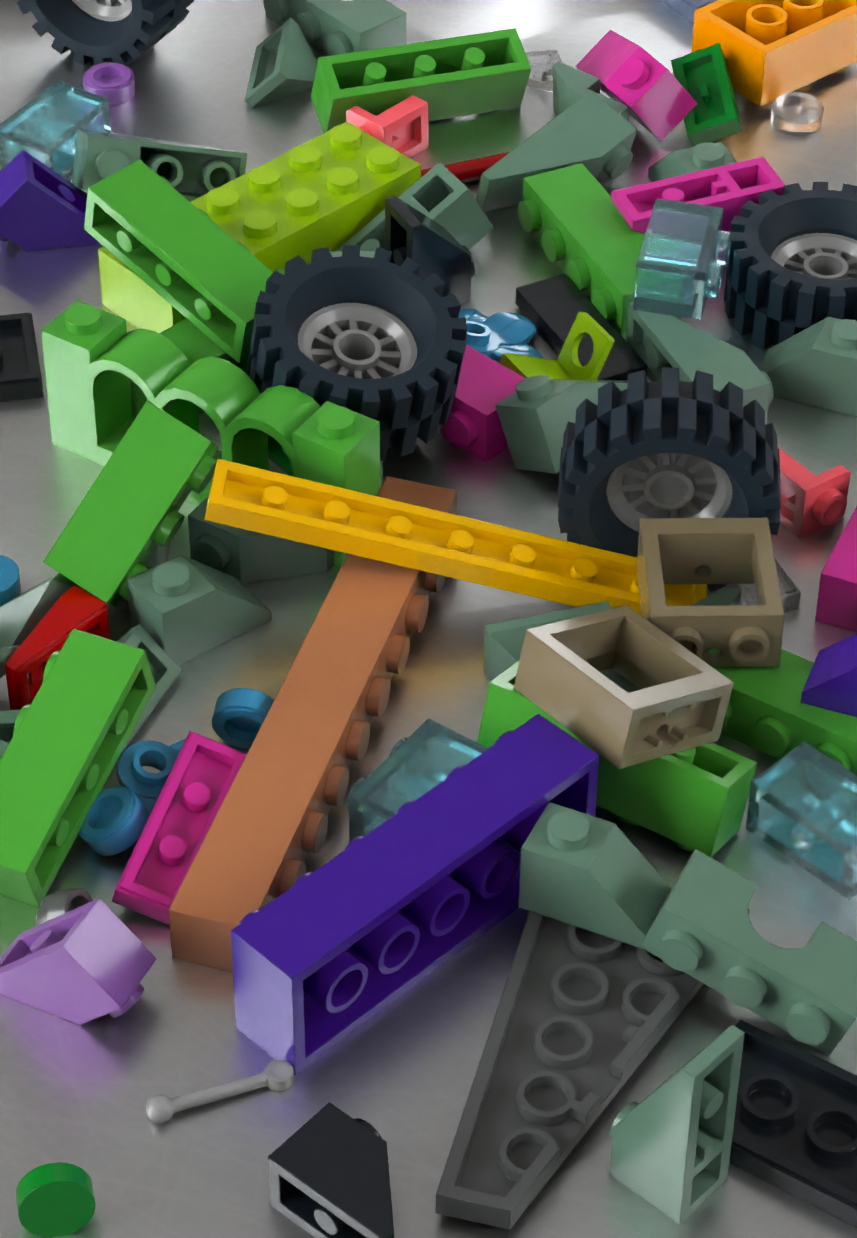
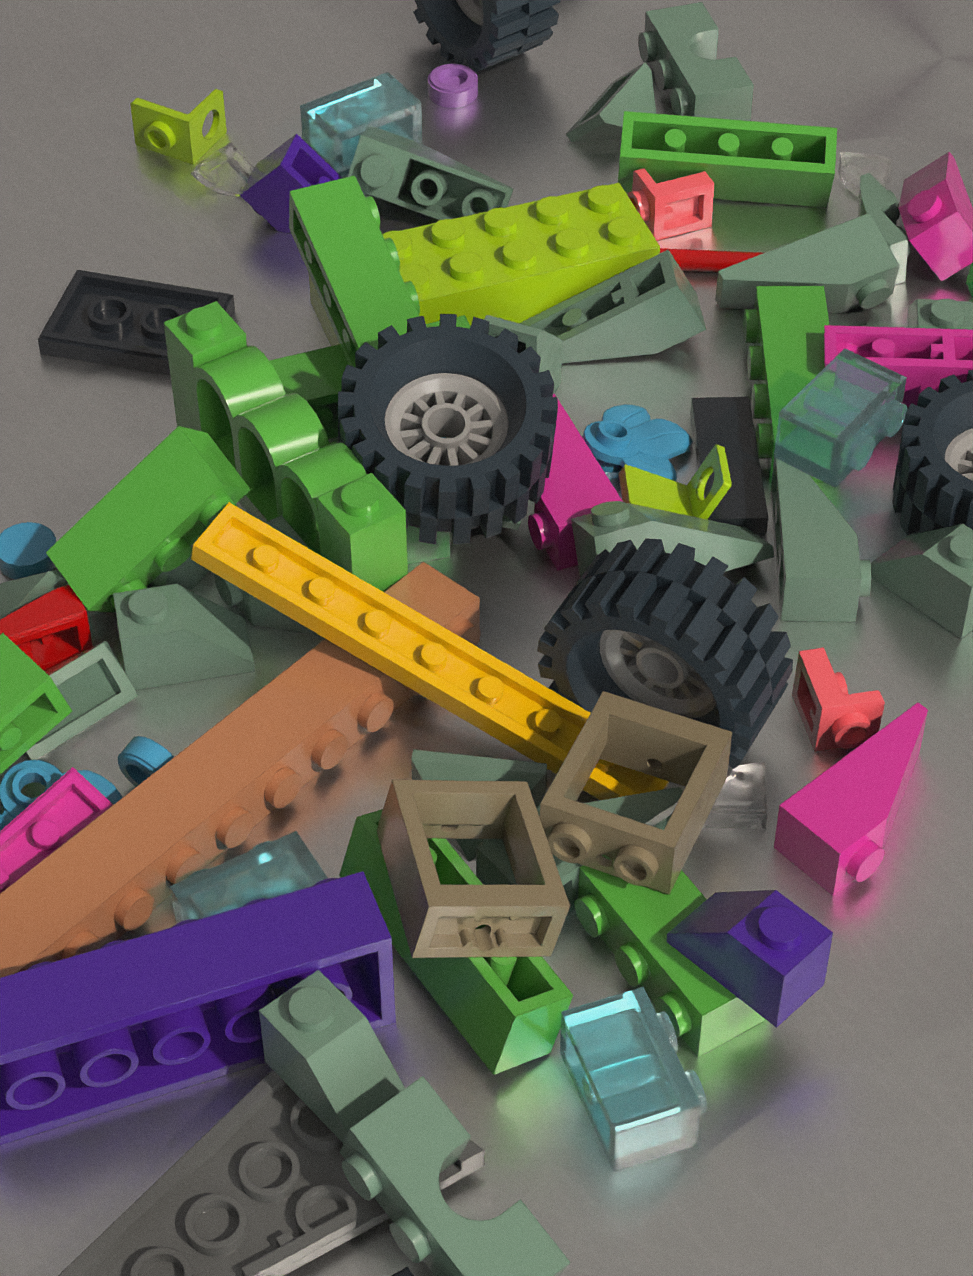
camera: 25 degrees right, 5 degrees up
(430, 244) = (612, 346): black slope -> none

